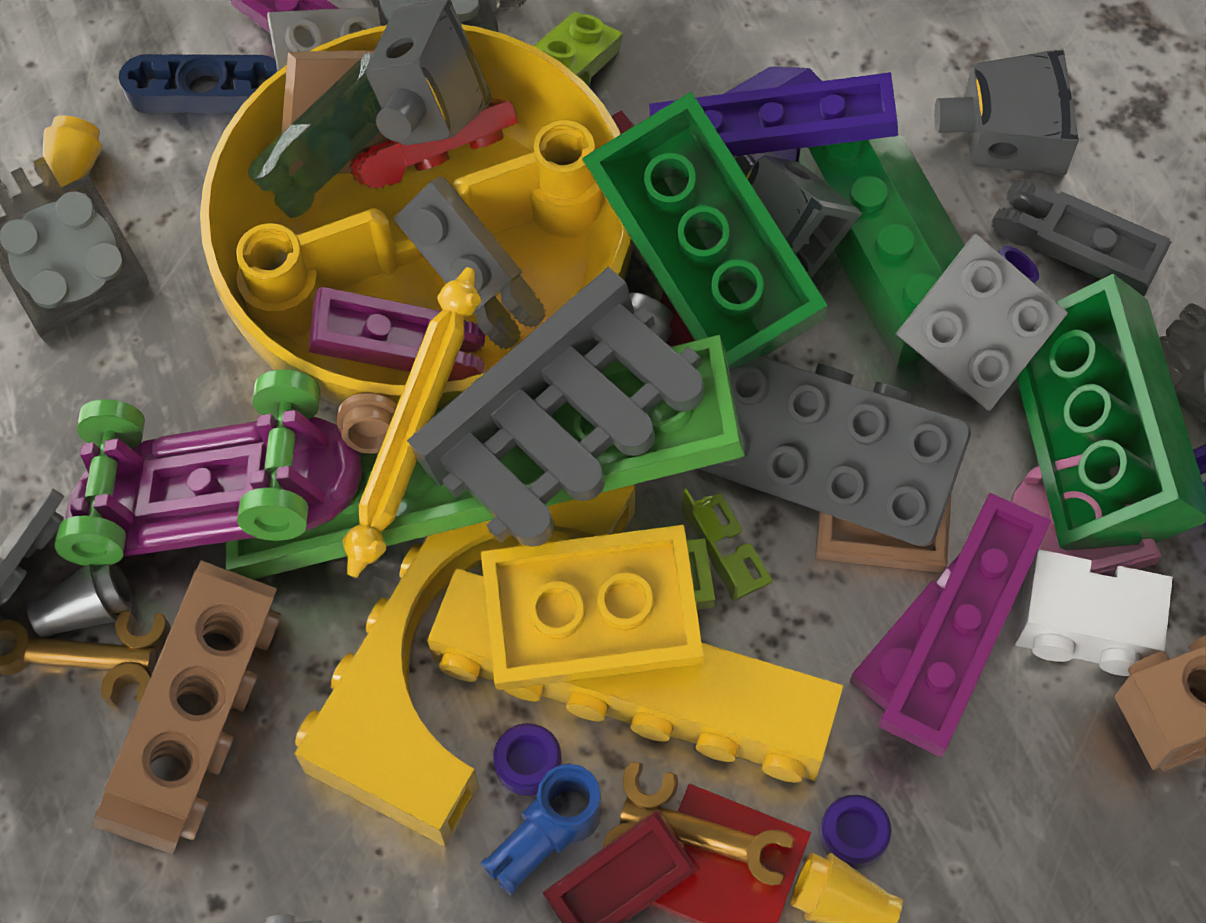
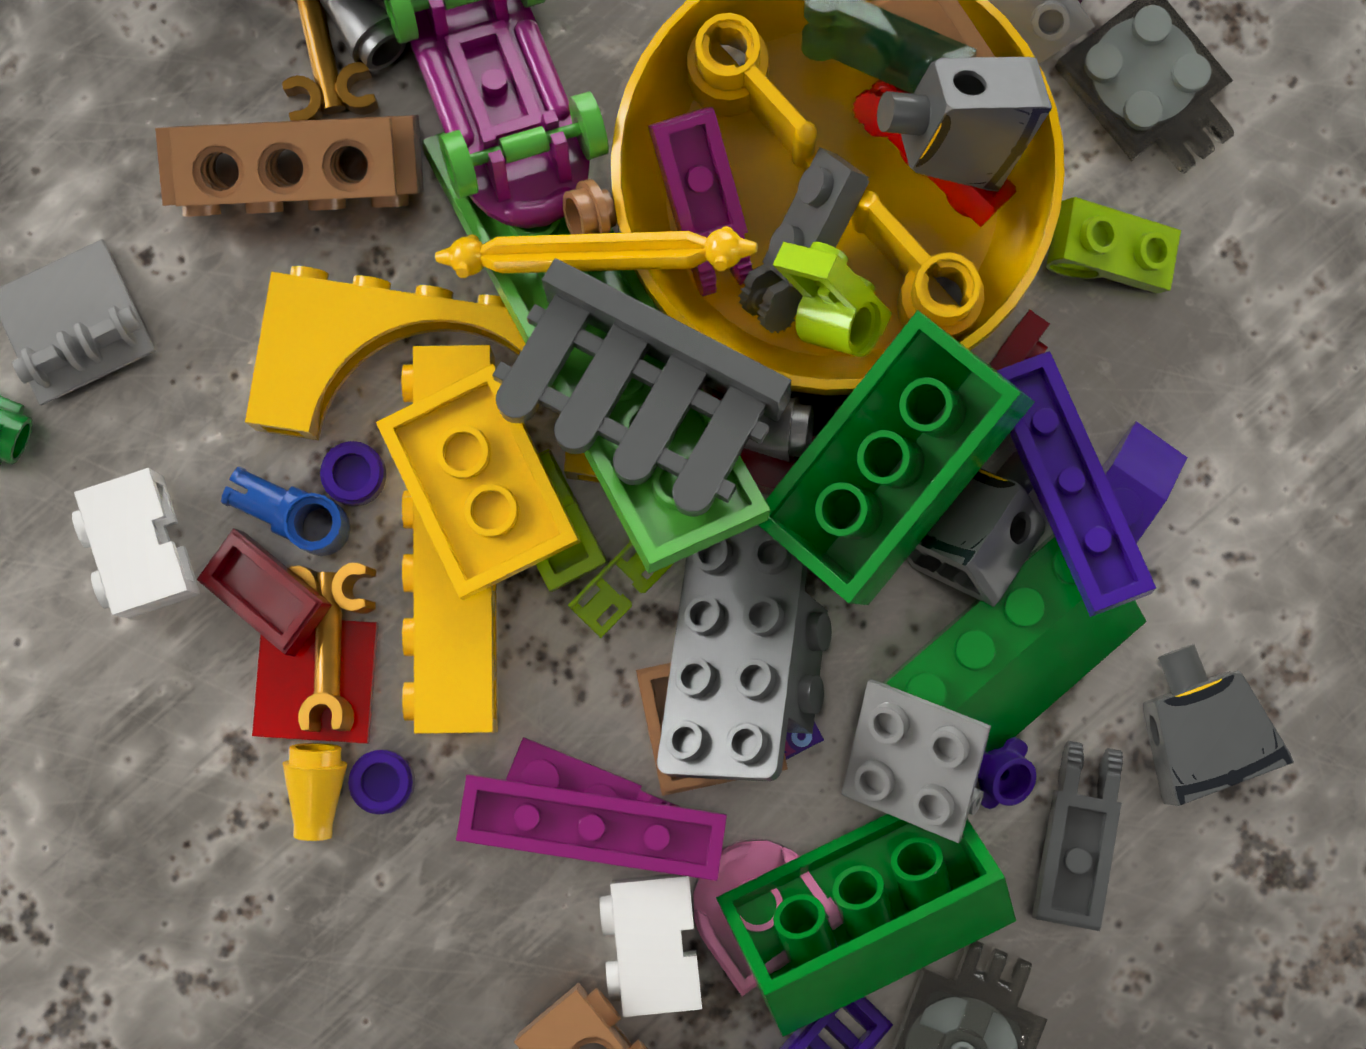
camera: 65 degrees right, 20 degrees up
(536, 241) = (836, 303): none -> lime plate

